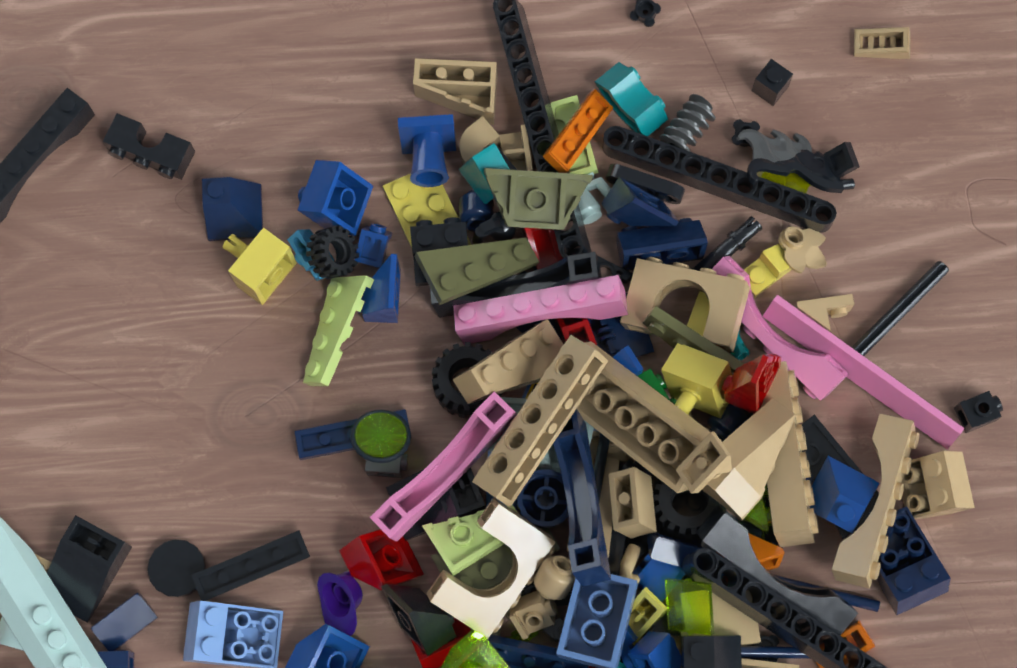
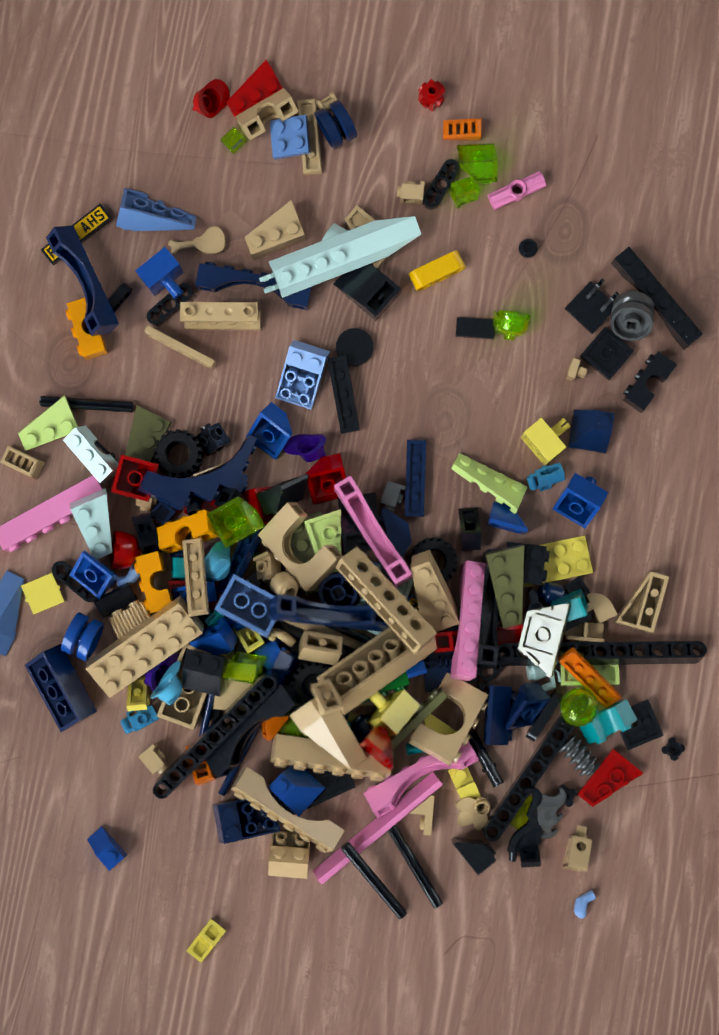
camera: 105 degrees right, 10 degrees up
(40, 473) = (437, 270): none -> yellow beam
(55, 247) = (591, 306): none -> black plate
(58, 184) = (632, 315): none -> dark grey wheel
(100, 350) = (510, 323): none -> clear neon green cylinder
(116, 401) = (474, 328): none -> black tile
(119, 212) = (606, 353): none -> black plate
(124, 622) = (327, 307): dark blue slope -> none
(151, 249) = (575, 370): none -> tan tile
(344, 250) = (542, 482): black tyre -> none
(373, 245) = (543, 519): blue bracket -> none
(380, 436) = (407, 495): clear neon green wheel -> none
(409, 341) = (469, 529): none -> black slope
(427, 140) = (607, 571): blue plant -> none
(432, 440) = (396, 530): none -> dark blue slope
(457, 183) = (576, 584): none -> black plate
(622, 135) = (579, 707): none -> clear neon green cylinder
(629, 50) = (646, 728): none -> black plate
(699, 76) = (608, 778): none -> red wing
(772, 82) = (598, 824): black brick -> none
(816, 98) = (576, 859): none -> tan torso
(858, 227) = (476, 853): none -> black slope
(883, 82) = (581, 903): none -> light blue arm
(889, 33) = (611, 929): tan slope -> none
(936, 358) = (373, 880): none -> black axle
(972, 418) = (328, 892): black brick -> none

